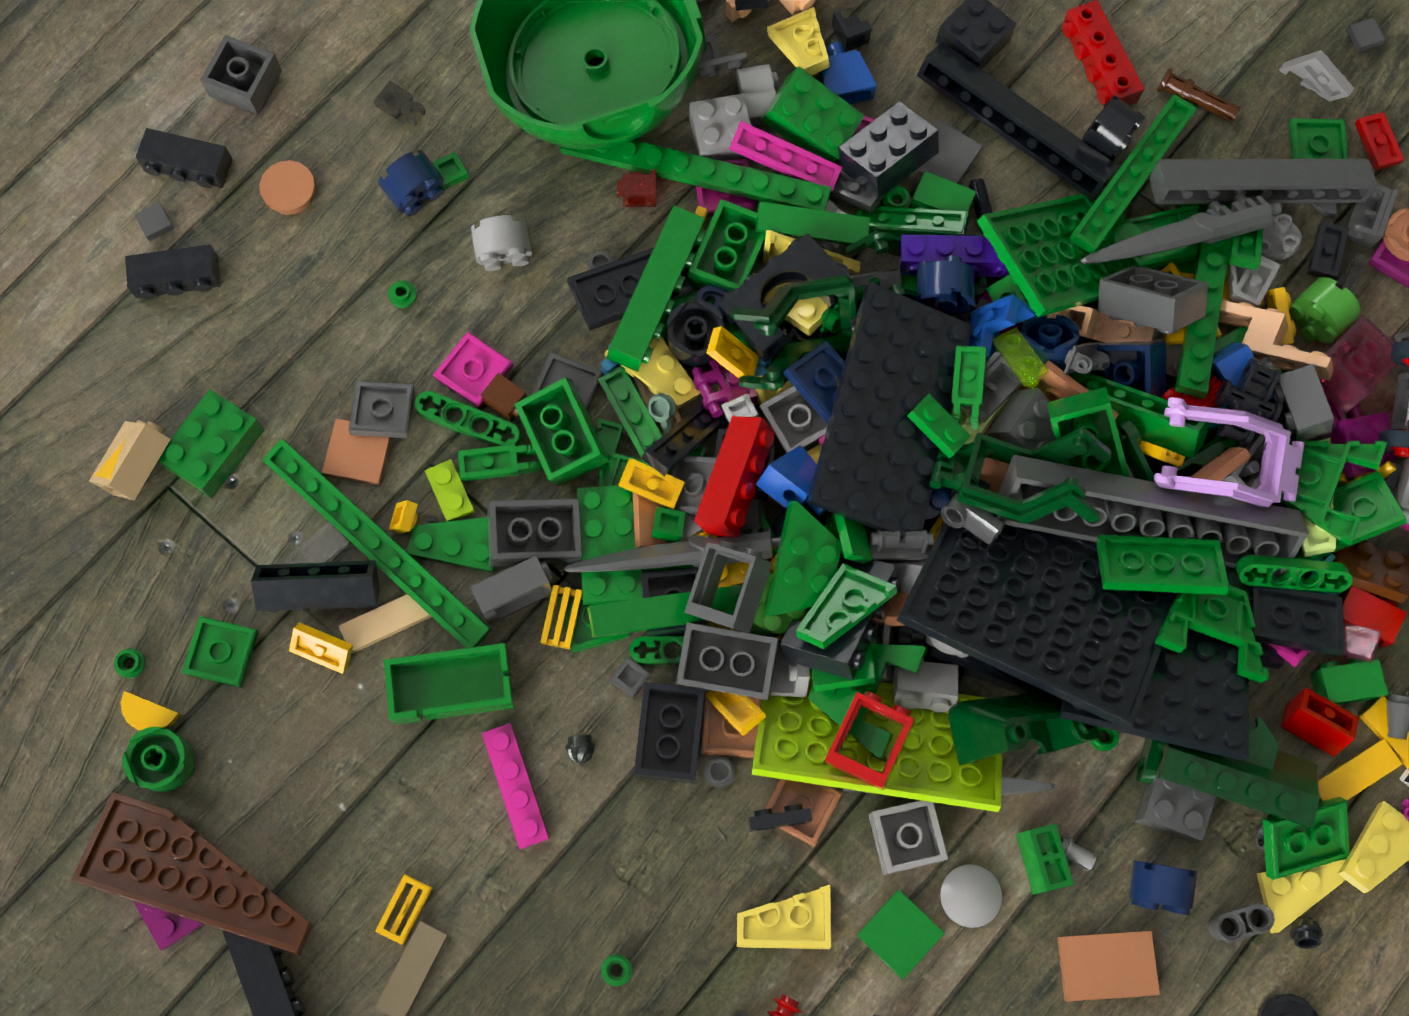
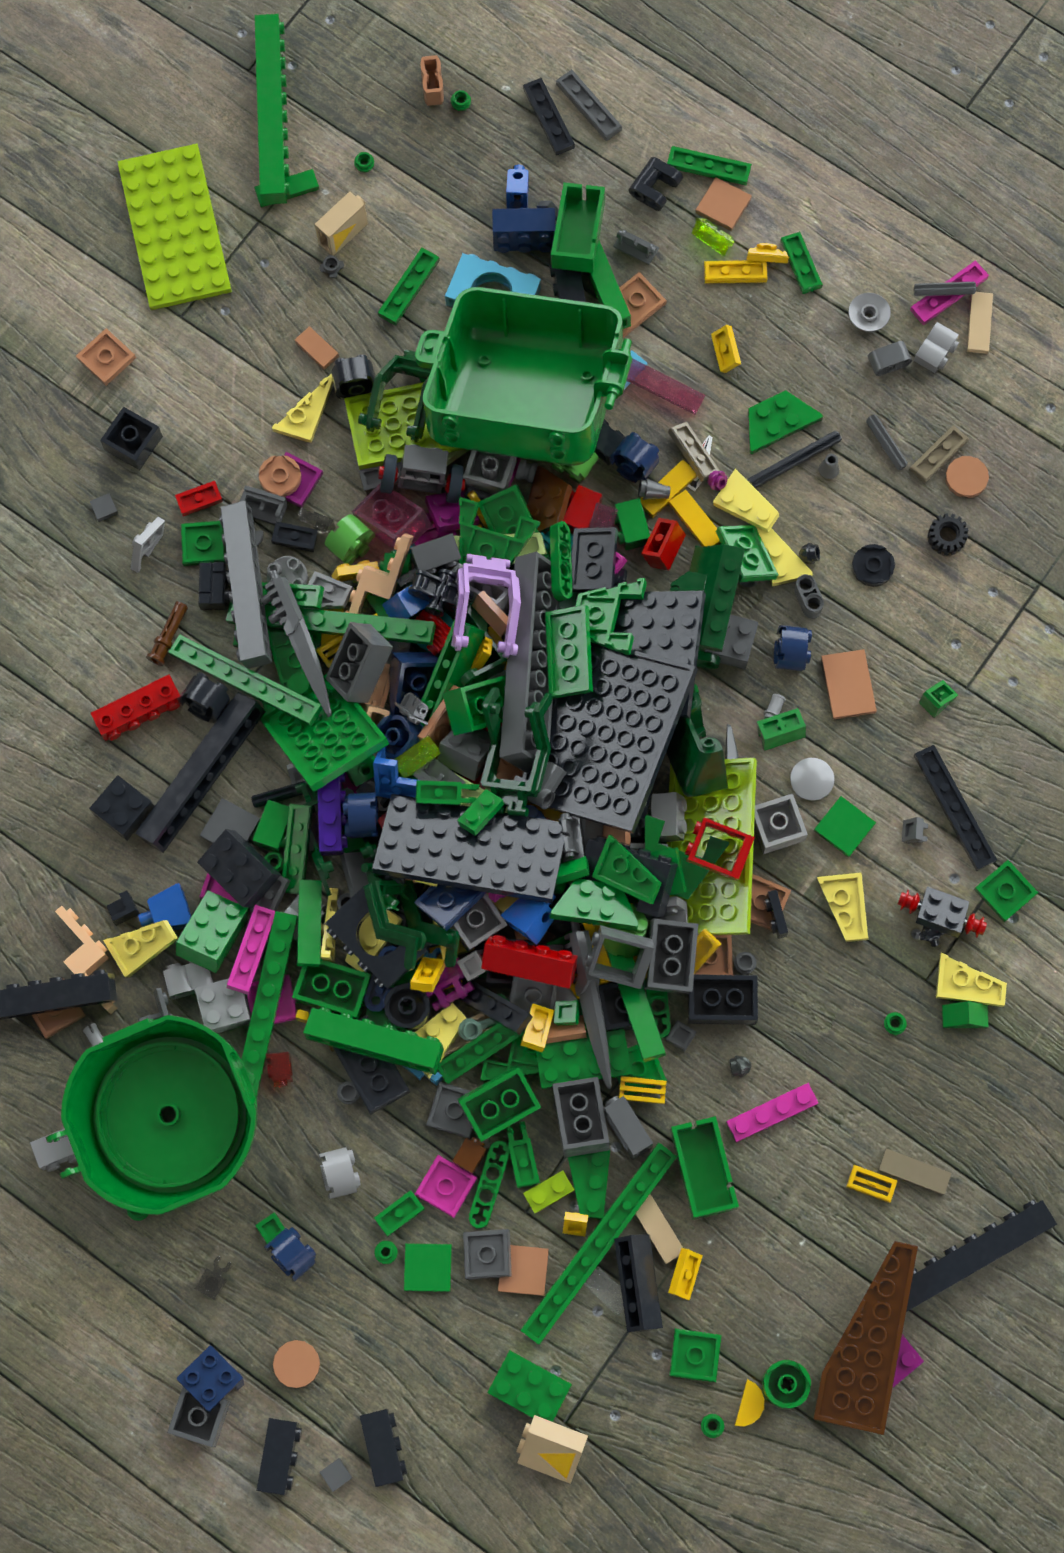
camera: 90 degrees left, 0 degrees up
(280, 86) = (210, 1378): none -> dark blue bracket
(377, 341) = (428, 1267): none -> green tile
(446, 312) = (399, 1213): none -> green plate
(1260, 144) = (213, 586): none -> black brick

